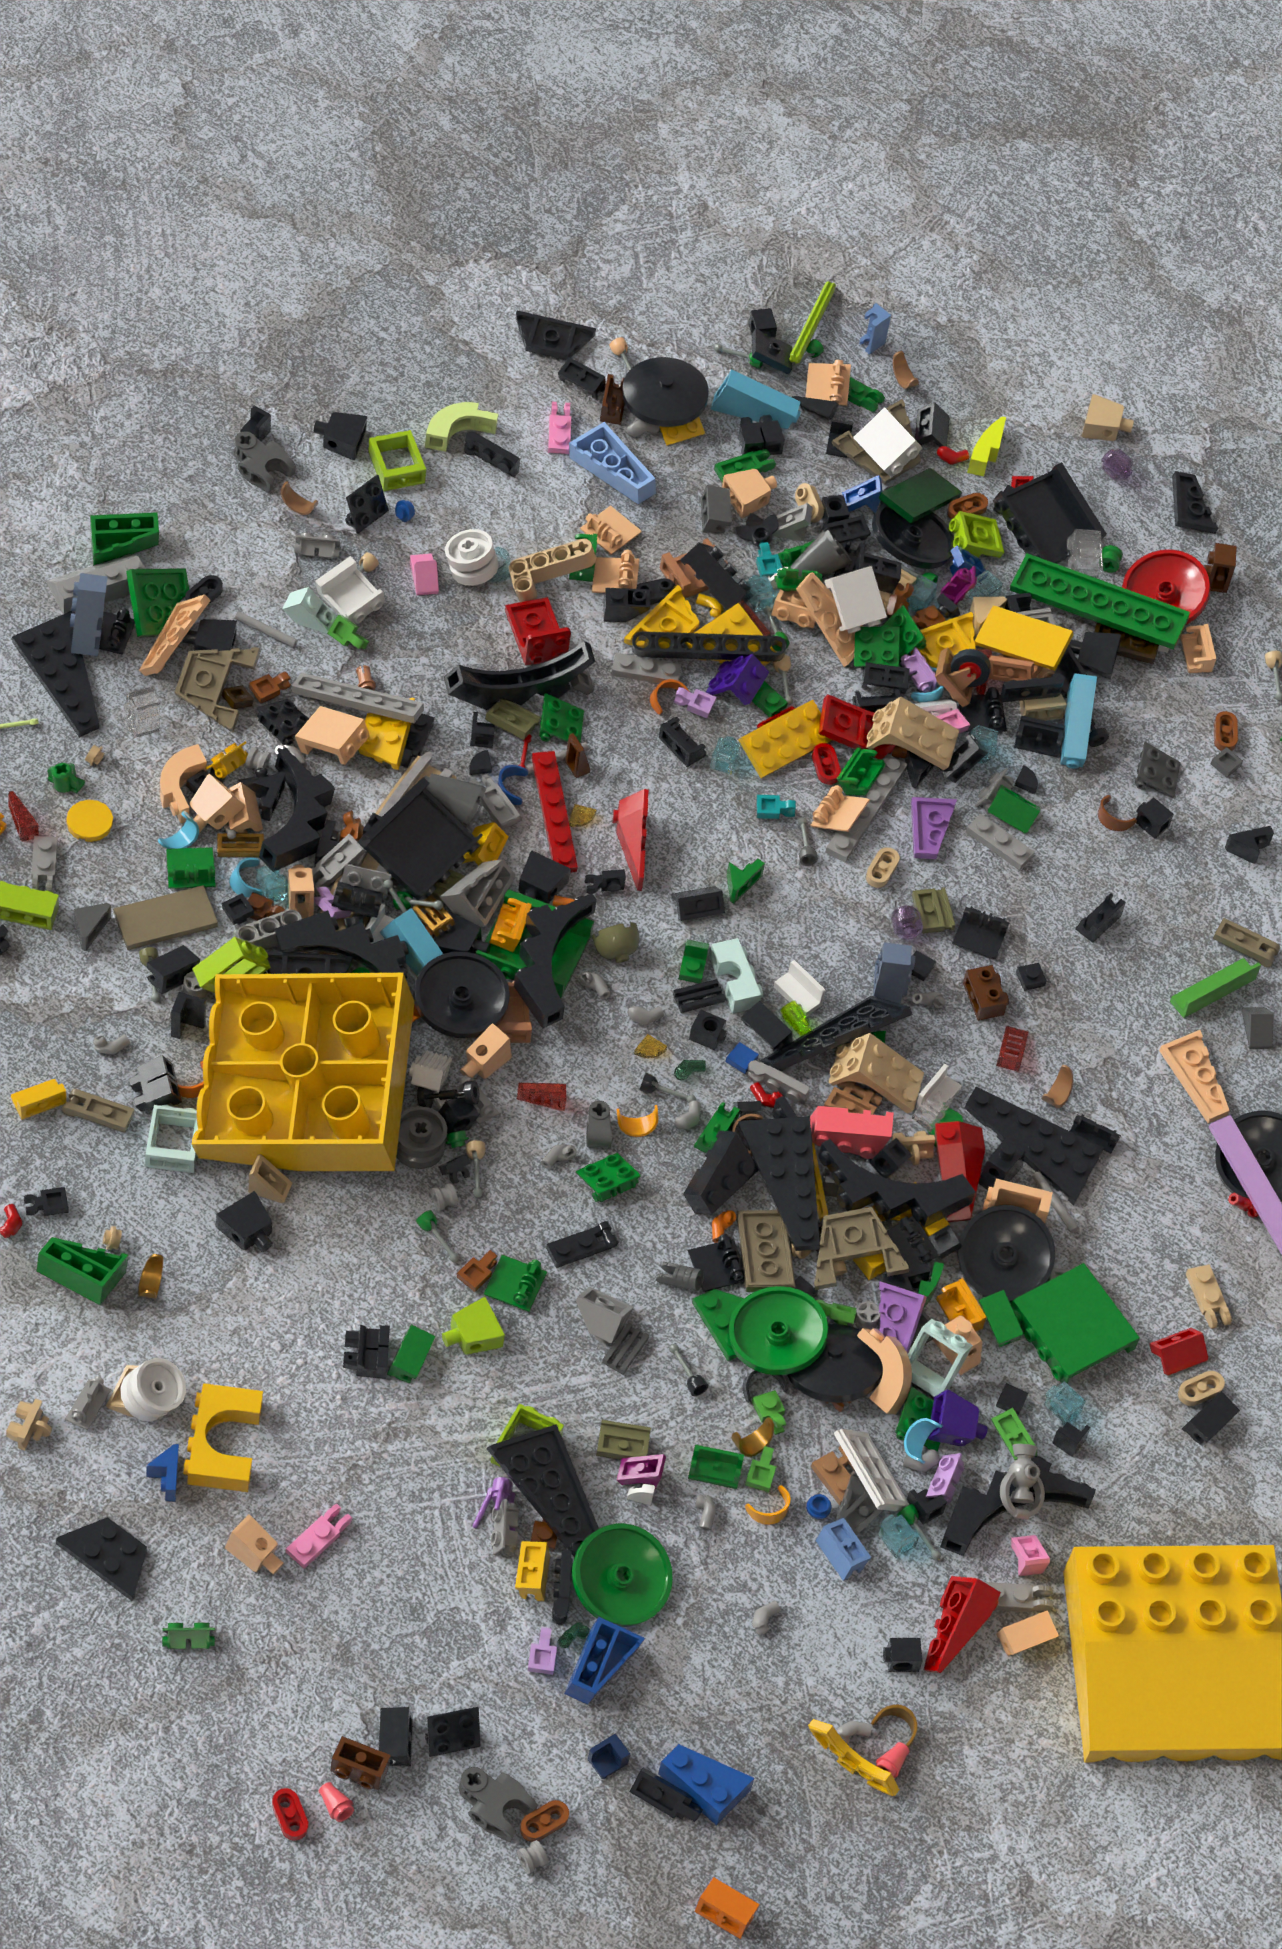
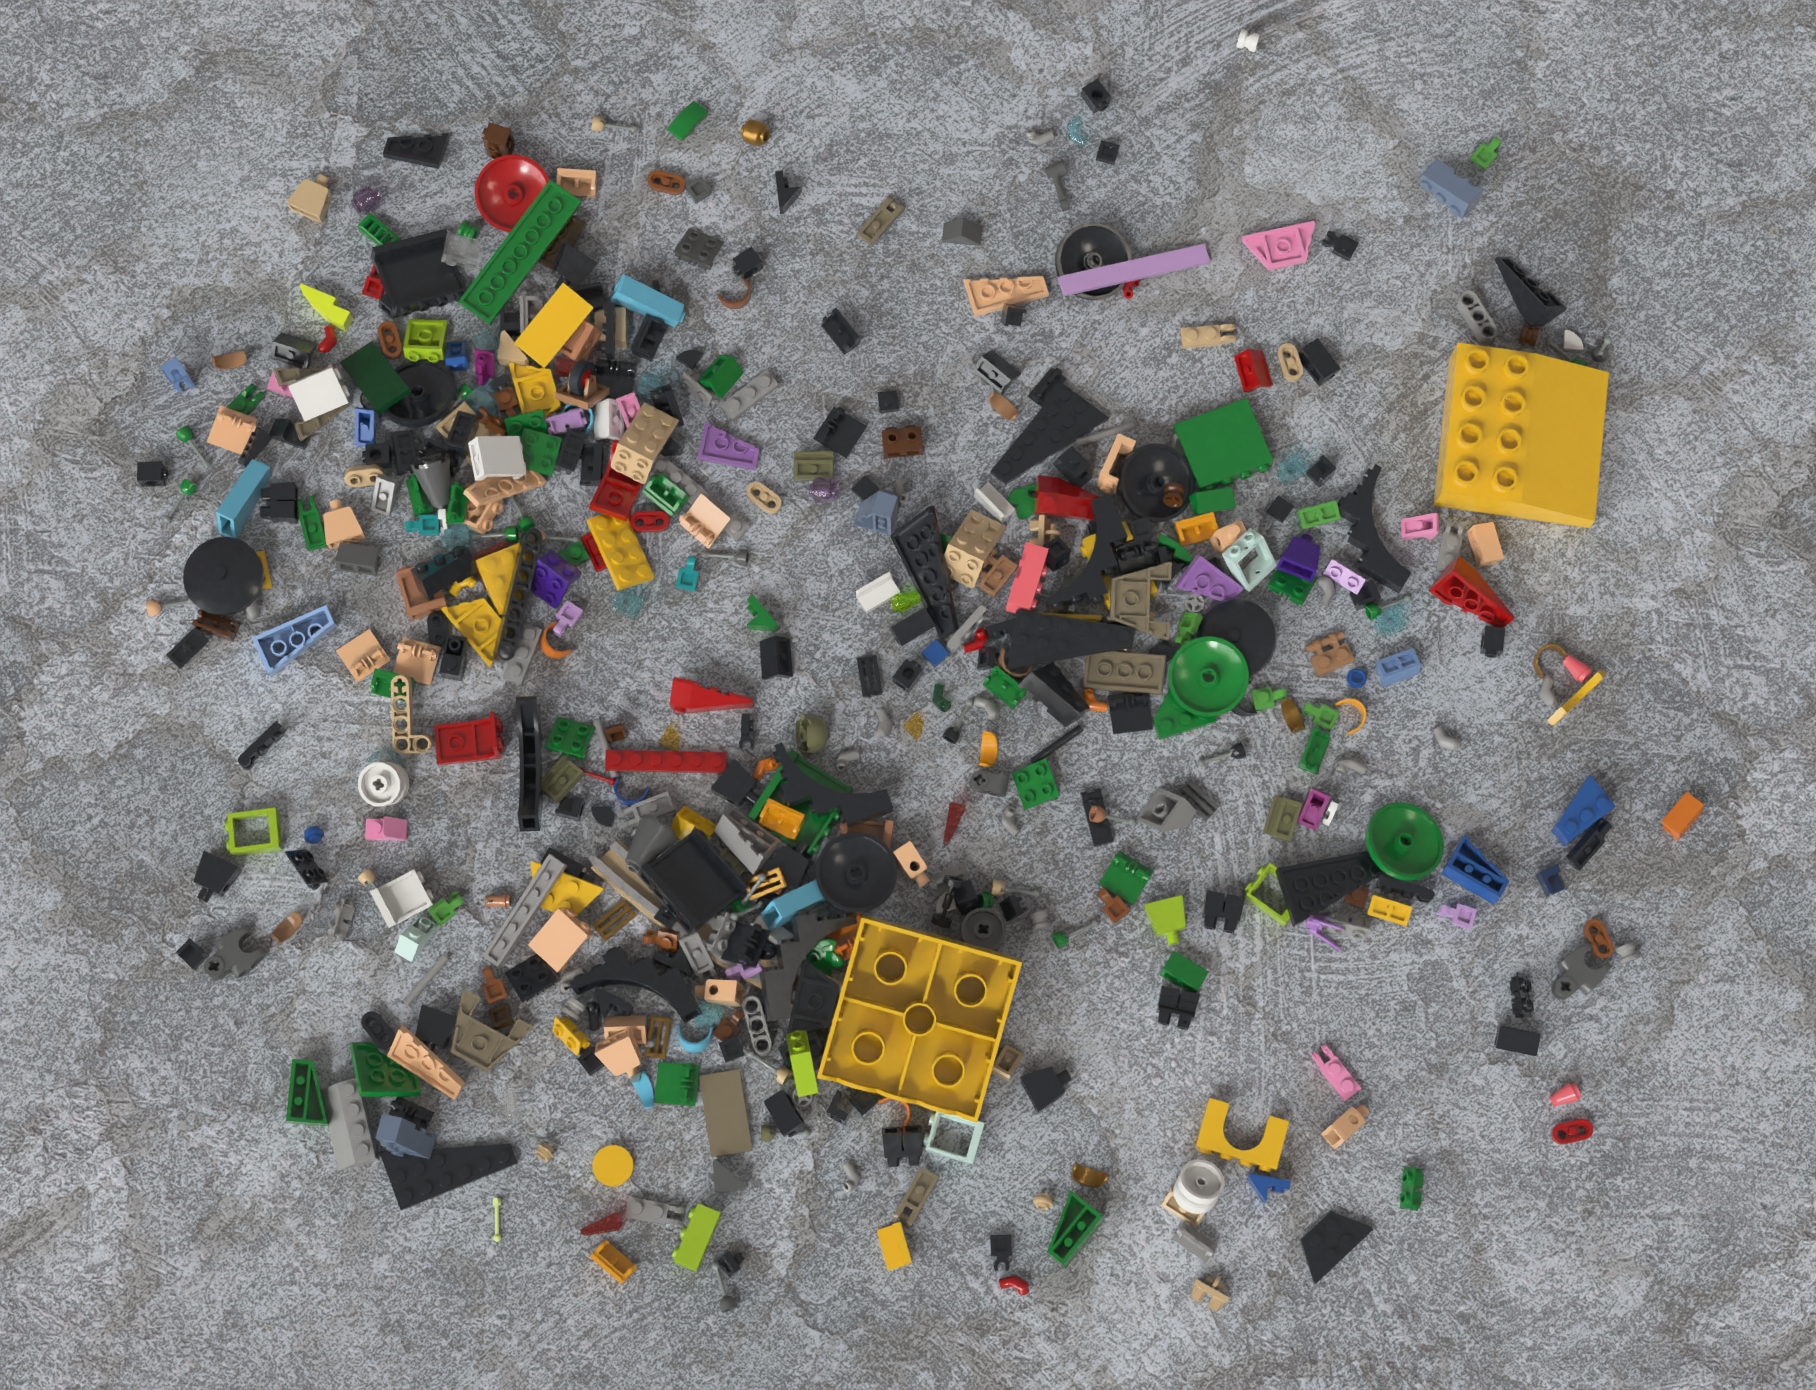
camera: 70 degrees left, 20 degrees up
(64, 778) = (566, 1182): green piece -> none
(175, 774) = (570, 1075): light nougat arch -> none
(197, 1047) = (863, 1101): none -> black tile
(360, 1763) = (1540, 1071): reddish brown brick -> none
(367, 785) = (627, 909): none -> pearl gold tile
(430, 1070) = (922, 911): white brick -> none
(455, 419) = (213, 770): yellowish green arch -> none
(499, 1386) = (1213, 910): none -> black hips
(552, 336) = (128, 667): black wing -> none
(559, 430) = (240, 679): bright pink hinge -> none
(576, 1630) = (1450, 894): clear green arm -> none
(583, 1237) = (1098, 814): none -> nougat hinge
(663, 1195) = (1057, 744): none -> black bar
(680, 742) = (608, 639): black hinge -> none
(682, 1276) = (1141, 740): dark grey hinge -> none
(693, 961) = (833, 673): green slope -> none
(731, 959) = (873, 637): light aqua arch -> none
(757, 528) = (382, 526): black plate -> none
(771, 351) = (186, 471): black plate -> none
(796, 651) = (525, 522): none -> green hinge
(812, 322) = (156, 428): lime axle -> none
(857, 1505) = (1362, 646): dark grey wing -> none
(871, 1470) = (1329, 642): white piece -> none
(896, 1370) = (1251, 591): light nougat arch -> none
(916, 1437) = (1315, 593): medium azure helmet -> none
(931, 1112) = (1015, 513): clear plate -> none
(996, 1273) = (1173, 495): none -> reddish brown wheel
(1008, 1061) = (958, 426): clear red slope -> none
(1023, 1475) = (1365, 516): light grey piece -> none
(1091, 471) = (365, 224): none -> green slope
(1100, 1078) = (996, 371): none -> black panel
(1171, 1082) = (1012, 314): none -> black panel
(1214, 987) = (920, 257): bright green panel -> none

